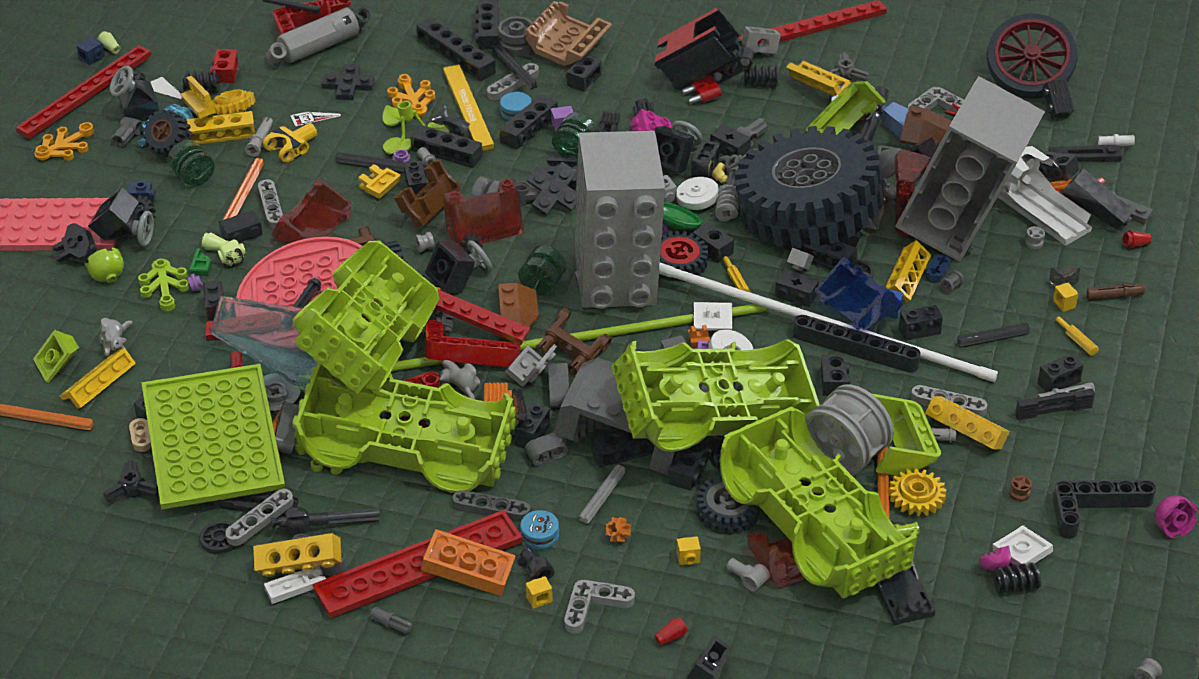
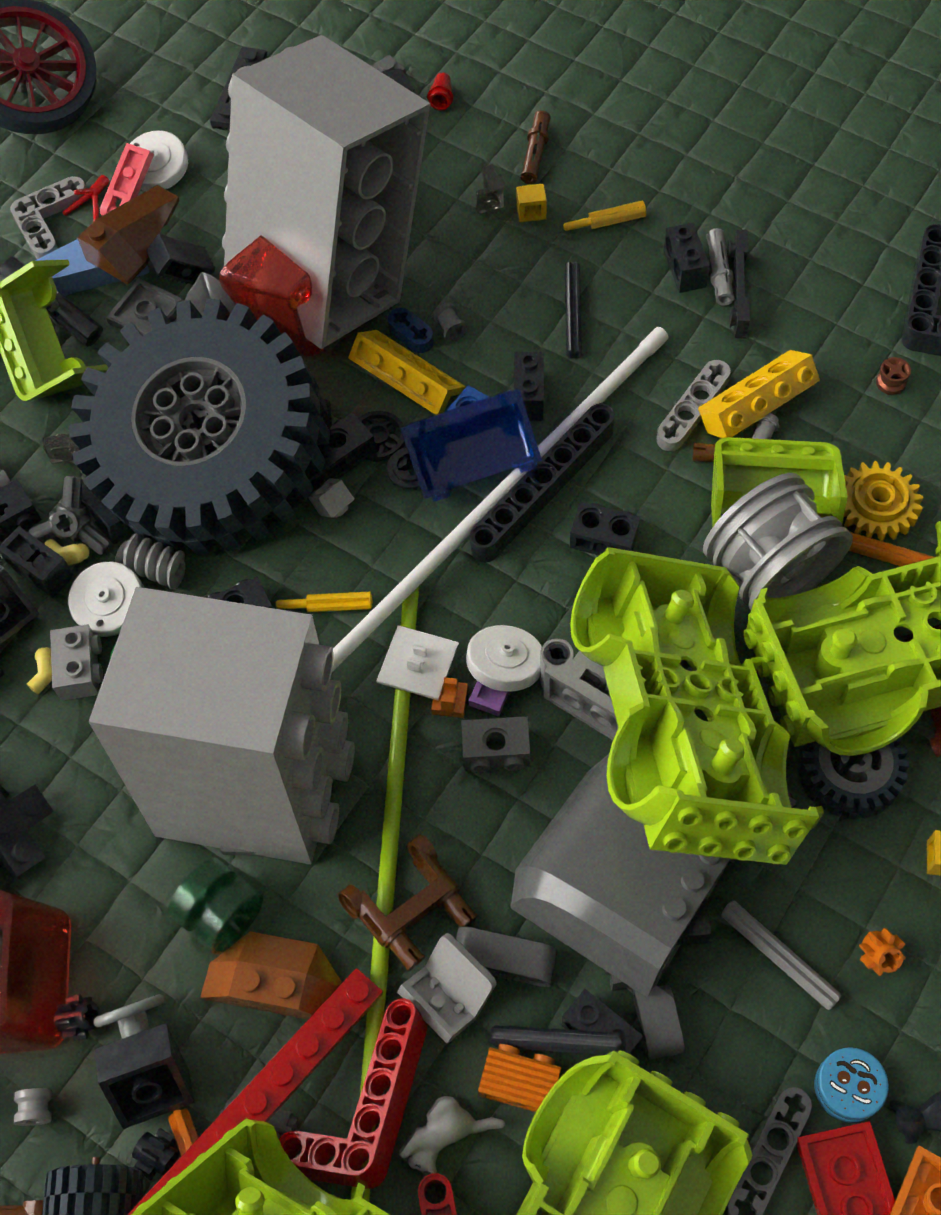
camera: 70 degrees left, 20 degrees up
(796, 287) = (392, 523): black brick -> none
(1058, 98) = (122, 72): black brick -> none
(1126, 140) = (231, 46): white pin -> none

